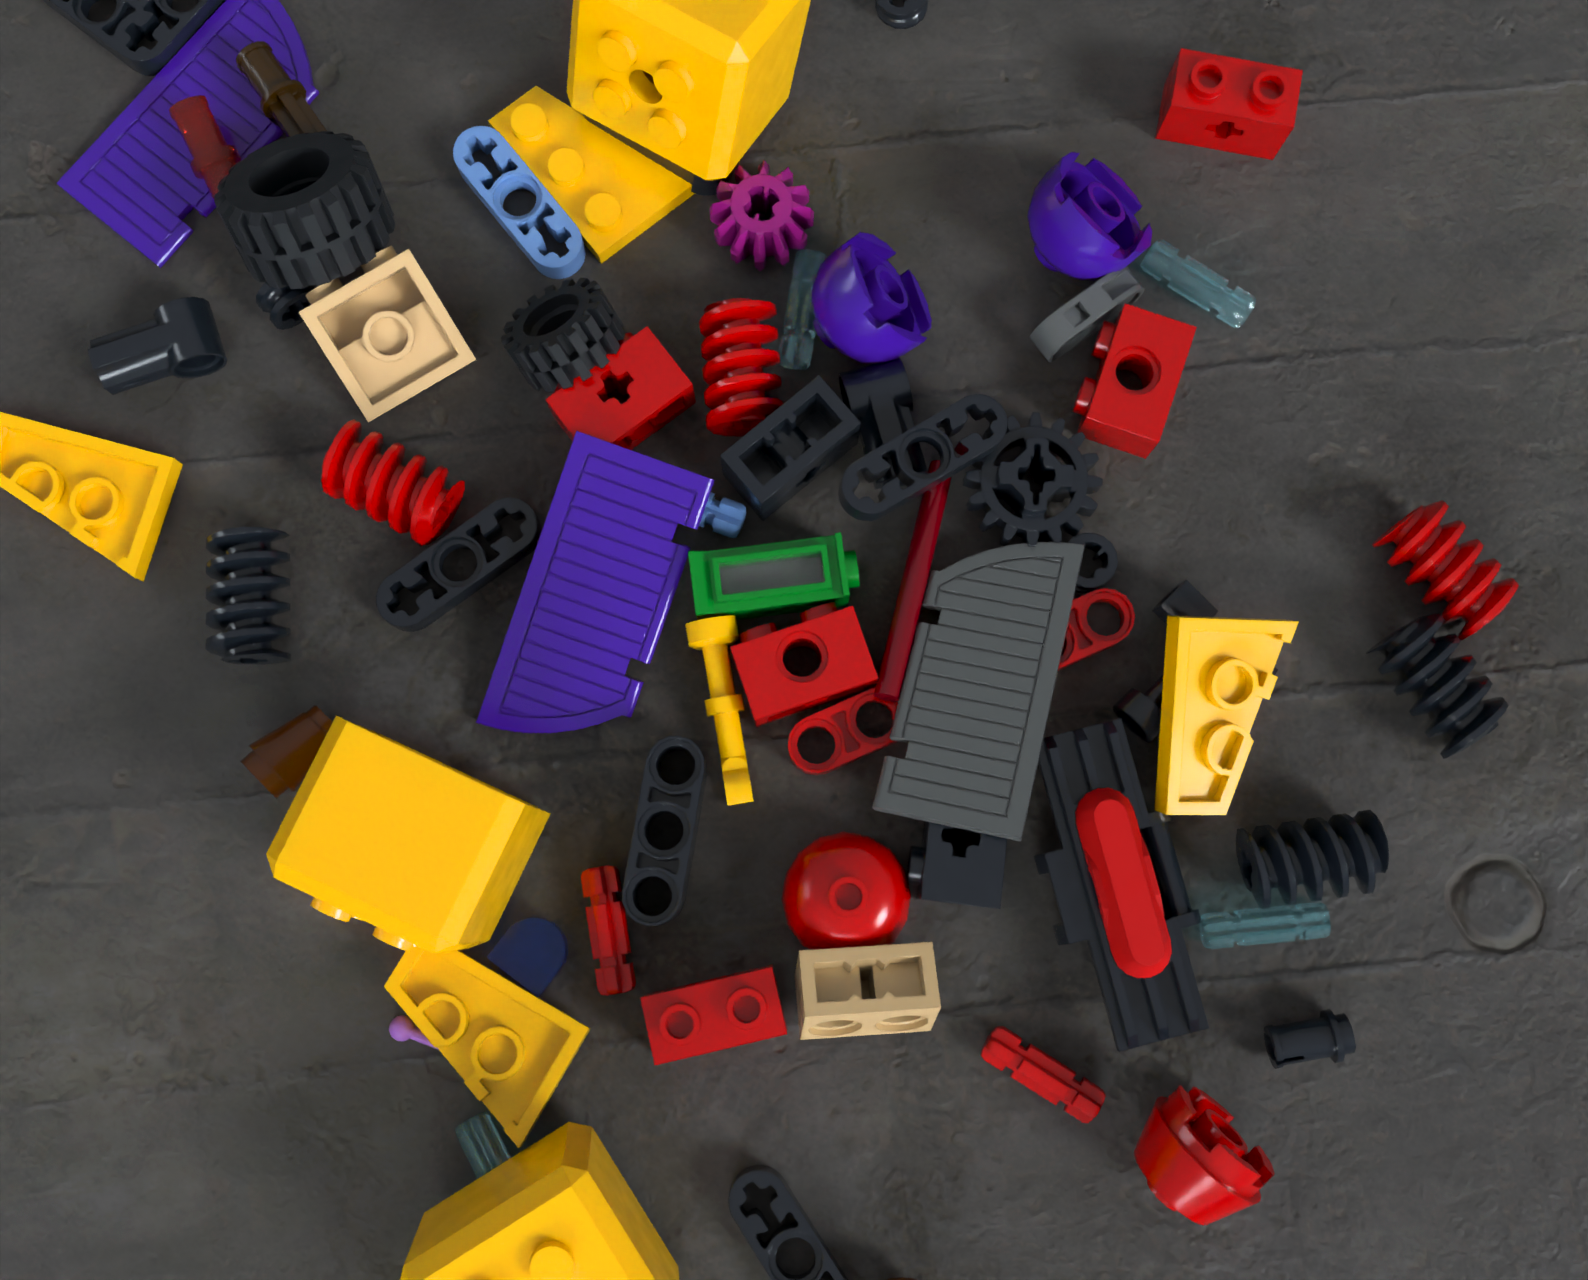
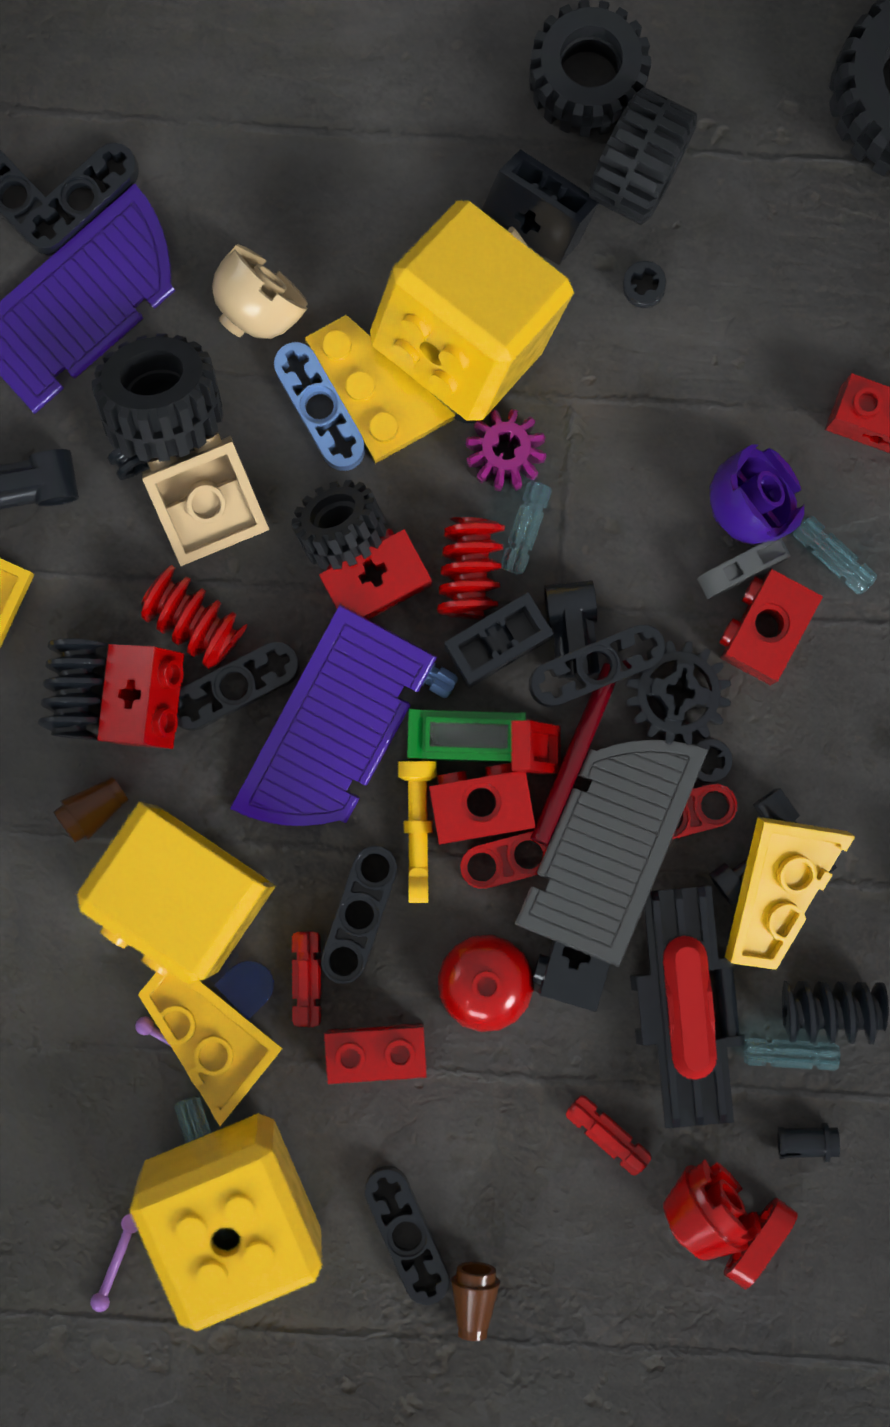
camera: 10 degrees right, 5 degrees up
(204, 140) = (87, 331): clear red pin -> none
(279, 95) = (147, 294): dark brown axle -> none
(336, 592) = (141, 696): none -> red brick
(415, 77) = (255, 297): none -> tan cylinder
(860, 573) = (535, 747): none -> red tile
(866, 304) = (576, 536): dark purple cylinder -> none
(866, 990) = (489, 1055): tan brick -> none
(1264, 1222) = (776, 1223): none -> red beam

